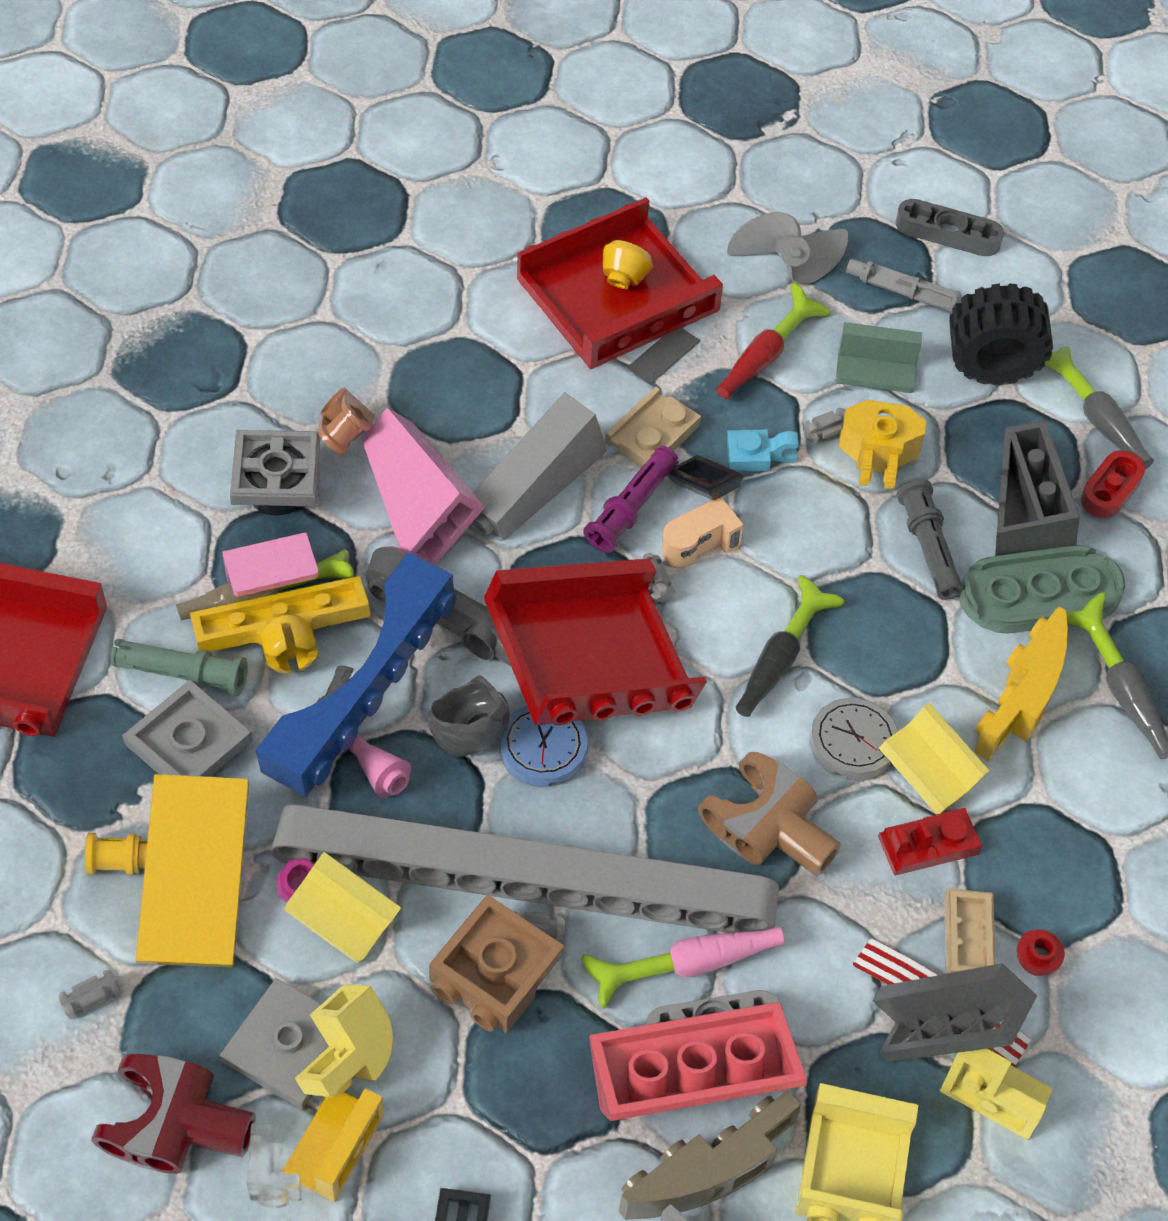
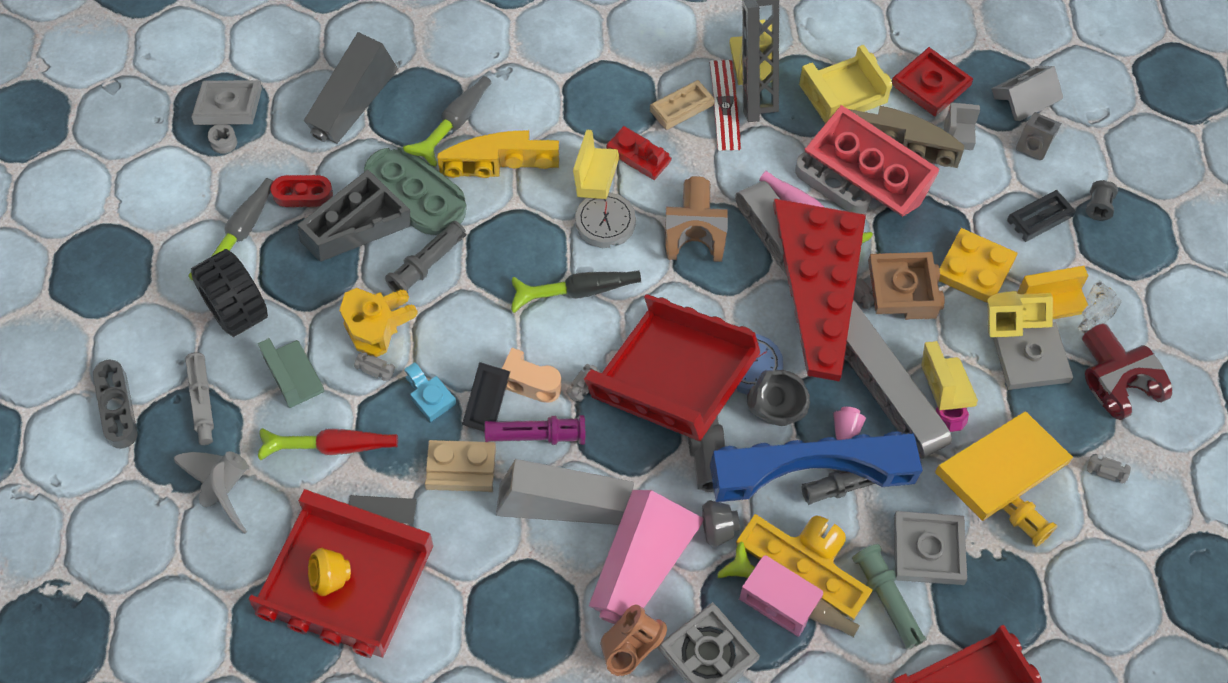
camera: 125 degrees left, 5 degrees up
(456, 1091) = (976, 265): none -> yellow plate
(595, 880) = (821, 271): none -> red wing
(1034, 962) = (662, 75): red plate -> none

